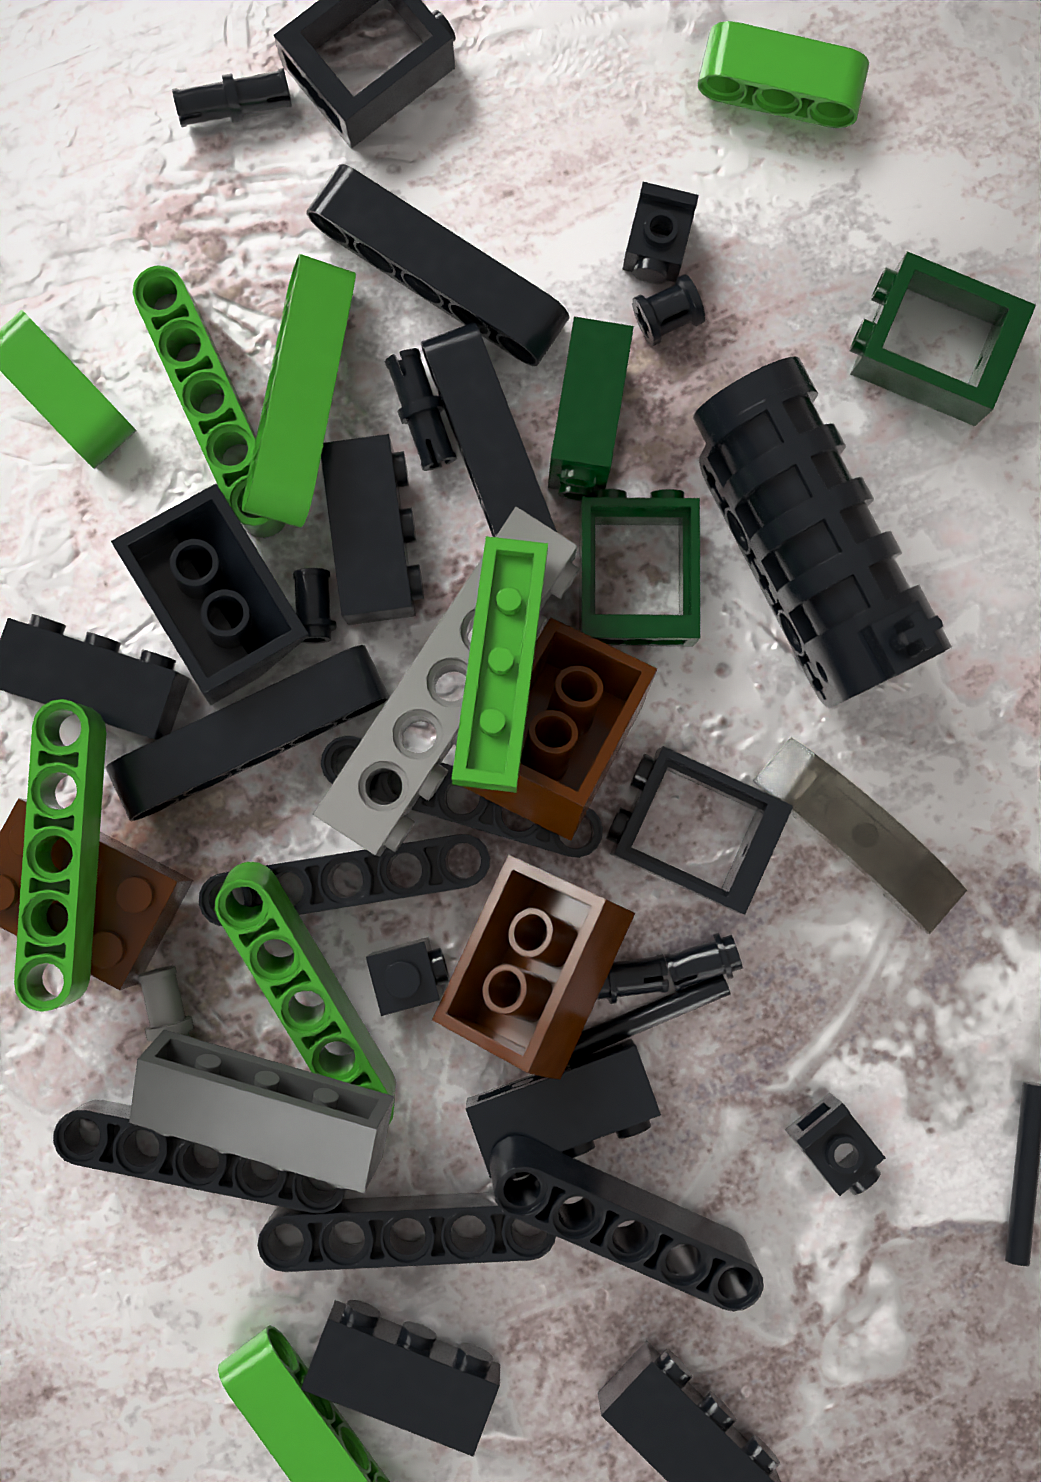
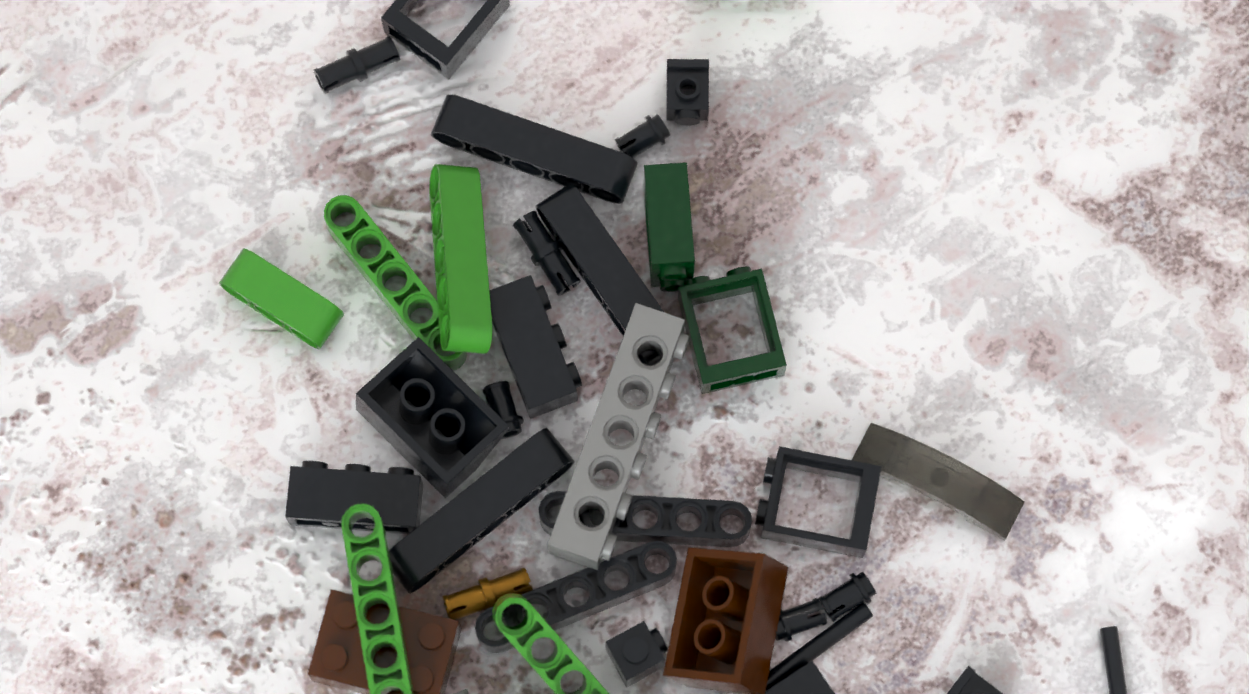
camera: 10 degrees left, 10 degrees down
(232, 847) = (485, 594): none -> pearl gold pin
(500, 665) = (653, 409): bright green plate -> none
(575, 724) = (703, 449): reddish brown brick -> none
(586, 283) = (643, 136): none -> black pin
(669, 310) = (707, 142): black bush -> none
(812, 535) = (847, 276): black piece -> none
(922, 384) = (899, 152): dark green window -> none

